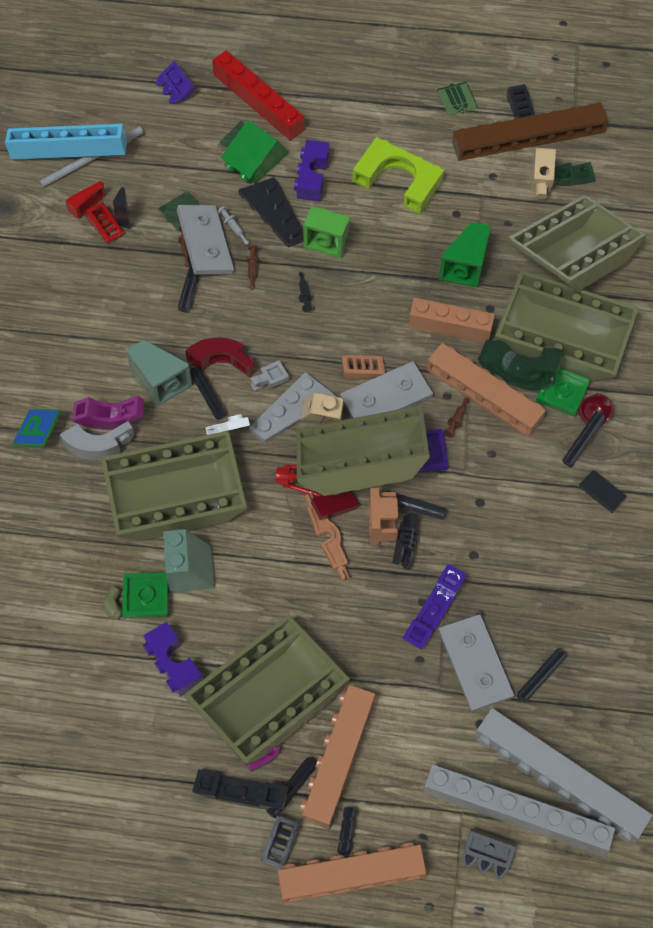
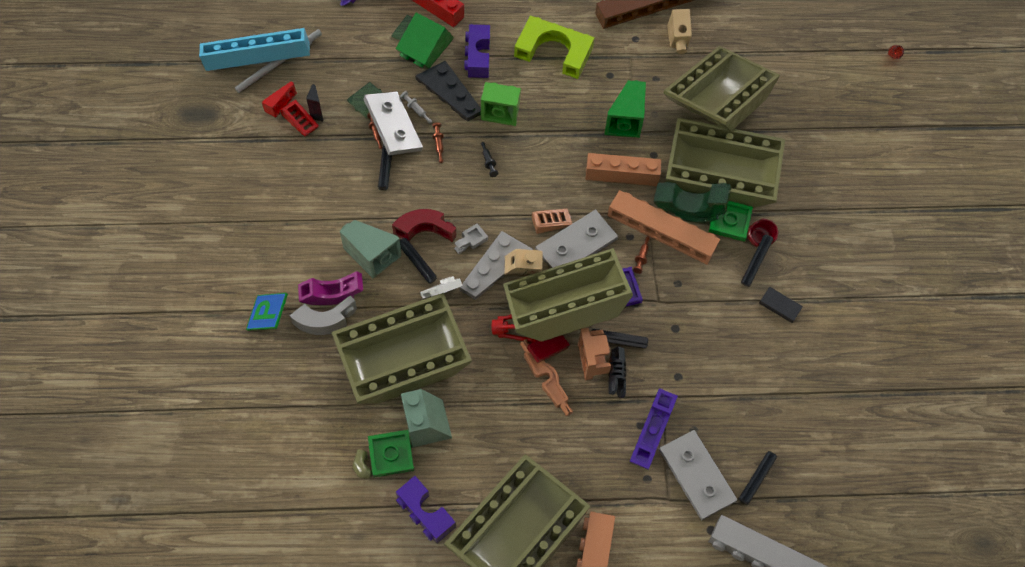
camera: 10 degrees left, 0 degrees up
(574, 175) = (706, 30): clear green slope -> none

